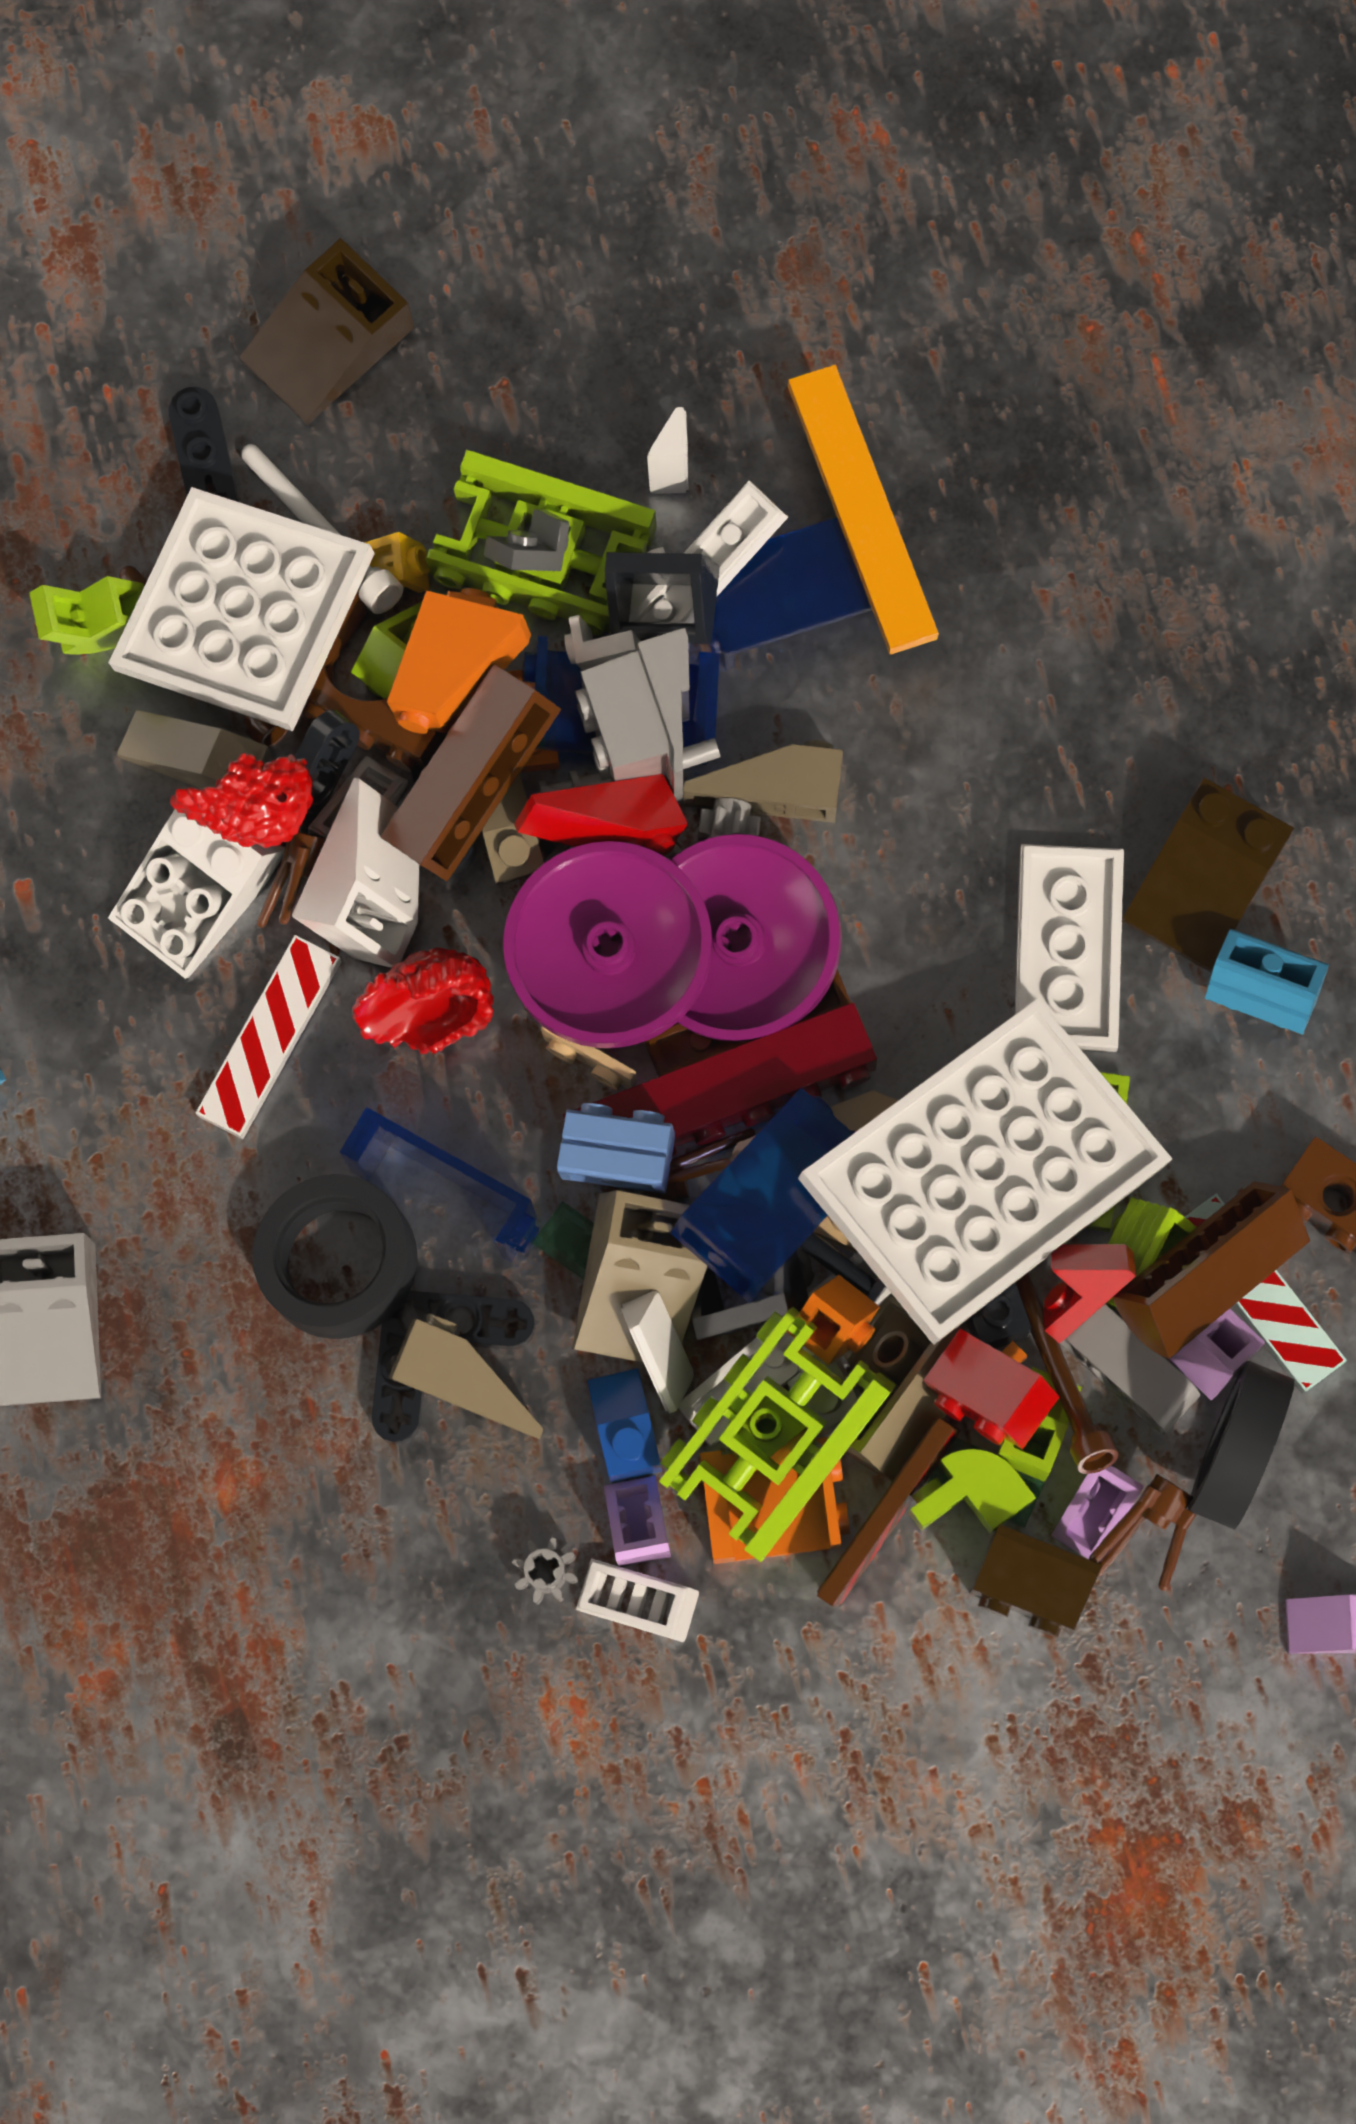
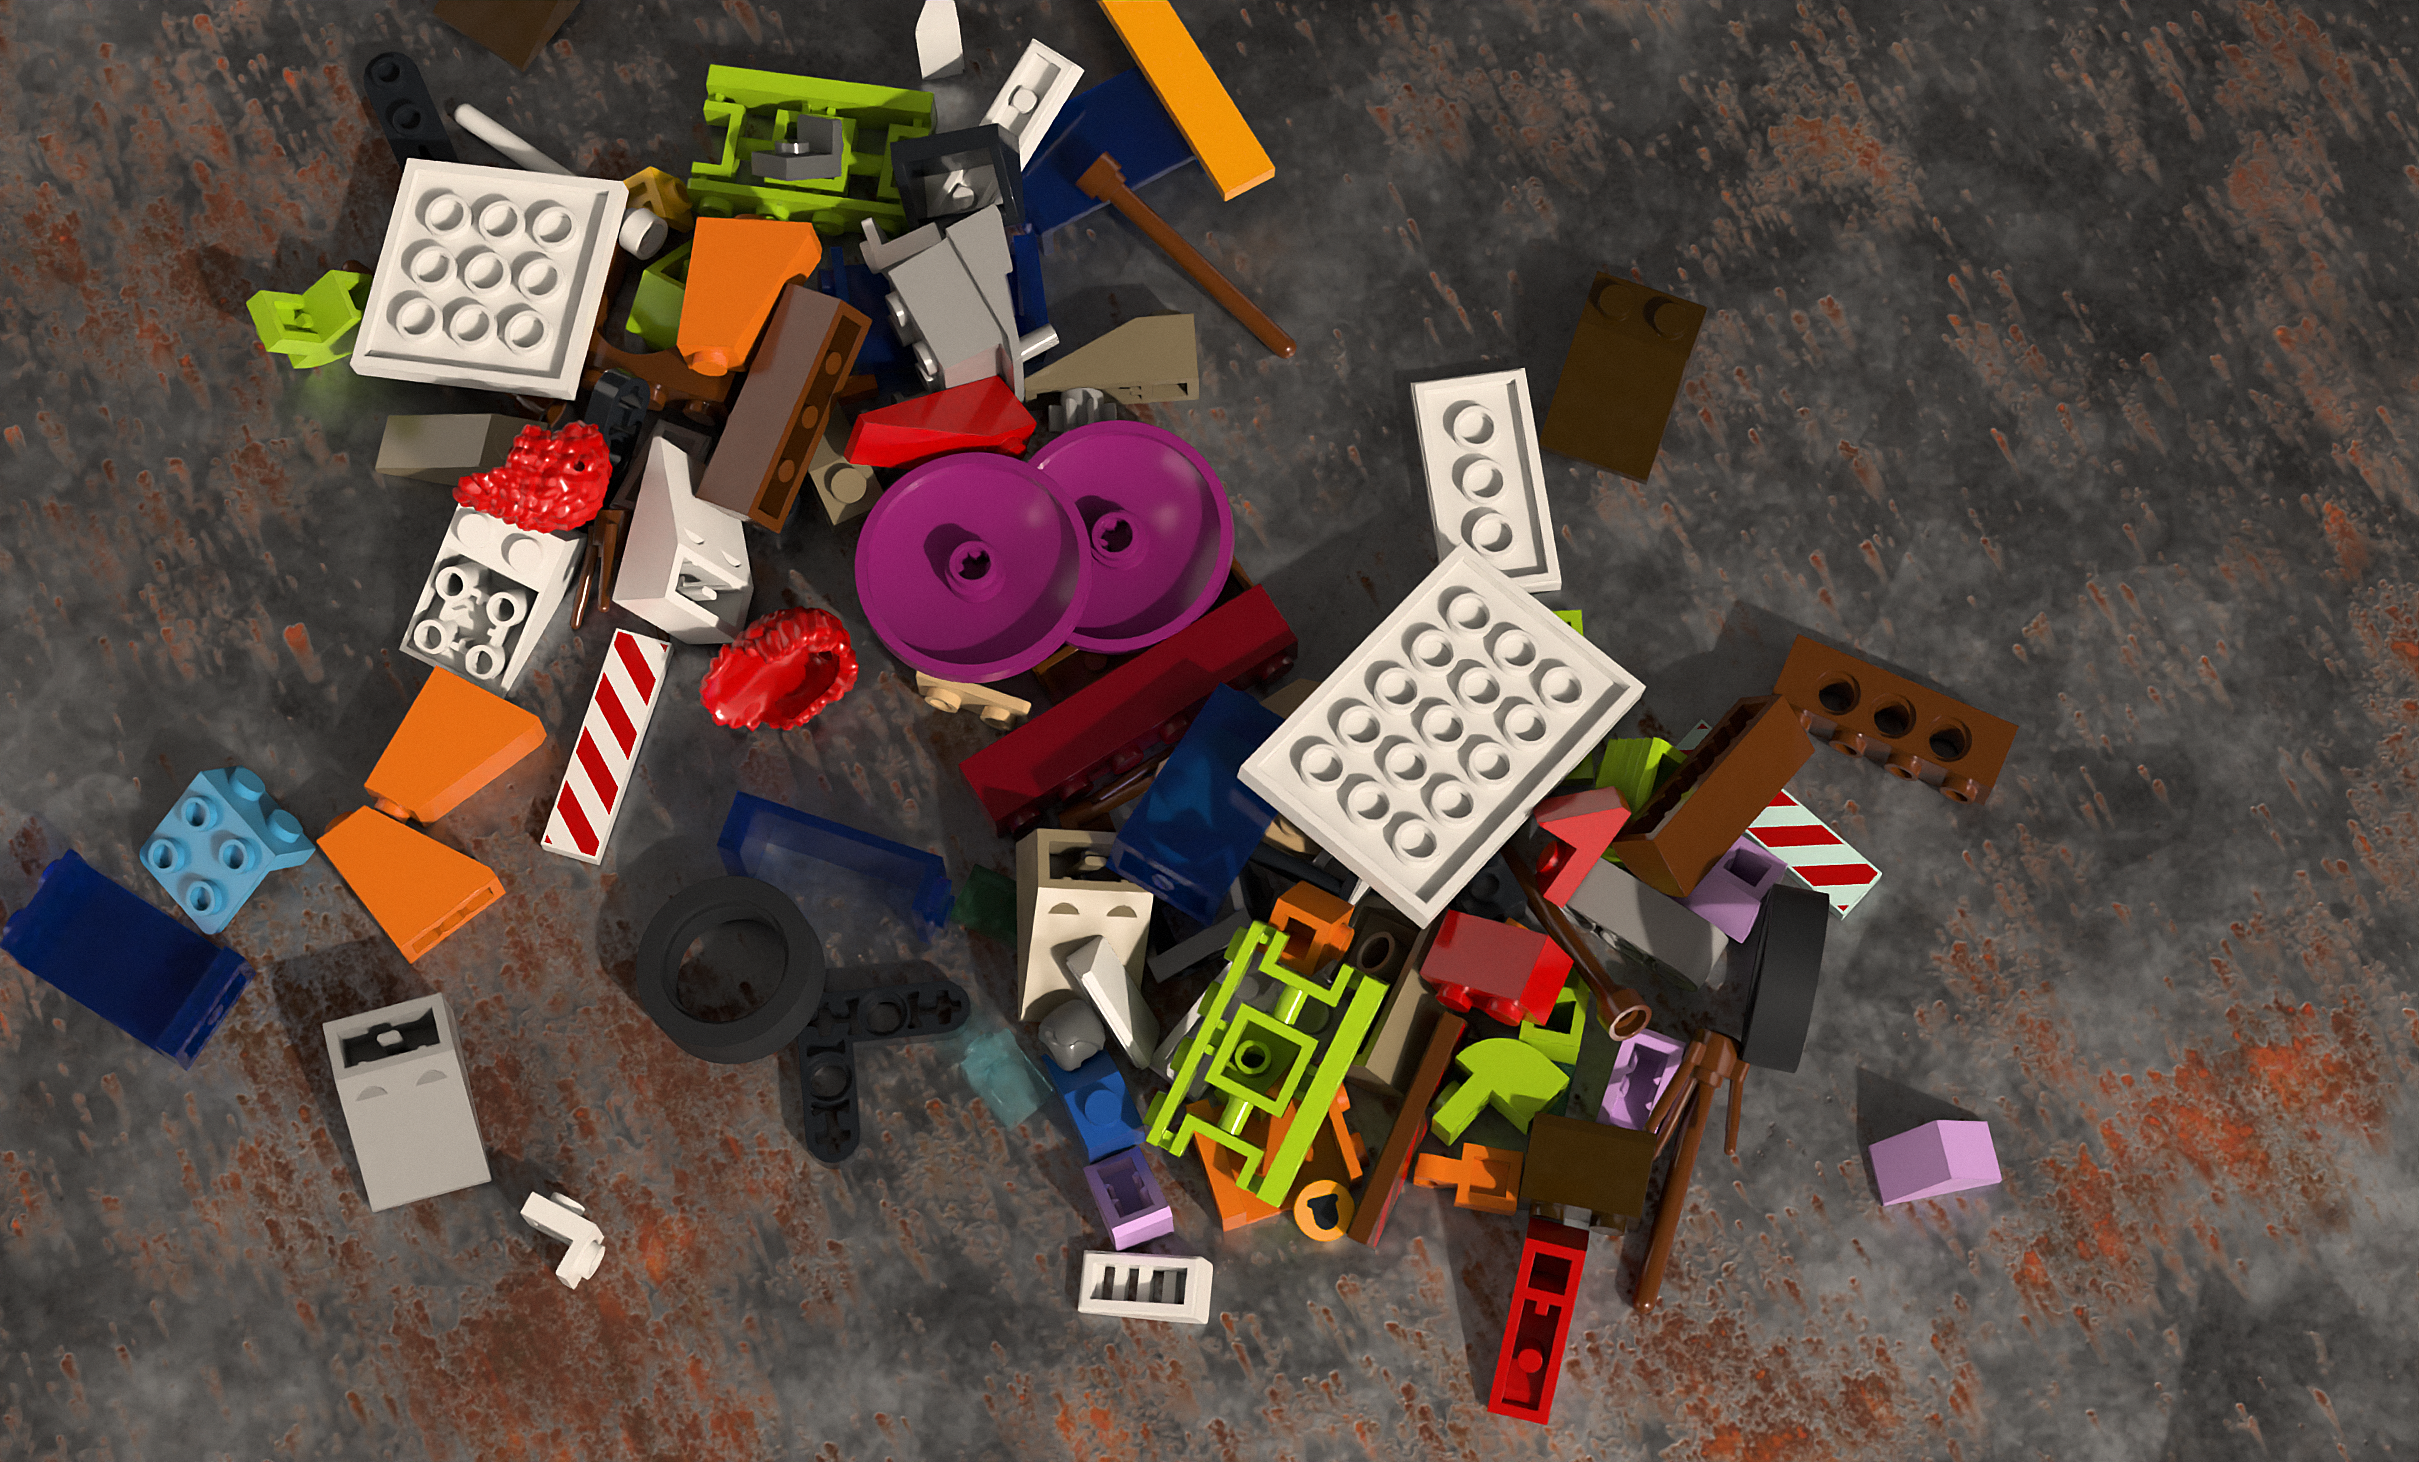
camera: 15 degrees left, 5 degrees down
(74, 1123) = (406, 879): none -> orange slope
(132, 1016) = (449, 749): none -> orange slope
(153, 1447) = (563, 1221): none -> white bracket
(454, 1372) = (893, 1071): dark tan slope -> none
(530, 1568) = (1039, 1256): light grey gear -> none
(552, 1394) = (1005, 1078): none -> clear light blue bracket
(614, 1371) = (1071, 1034): none -> dark grey piece
(616, 1149) = (1027, 787): medium blue brick -> none
(789, 620) = (1107, 183): none -> reddish brown piece
(802, 1563) = (1323, 1209): none -> light orange tile
(944, 1563) = (1483, 1177): none -> orange plate
(969, 1697) = (1538, 1320): none -> red slope
(1109, 1605) = (1672, 1196): none -> reddish brown piece
(1266, 981) = (1710, 479): dark azure brick -> none

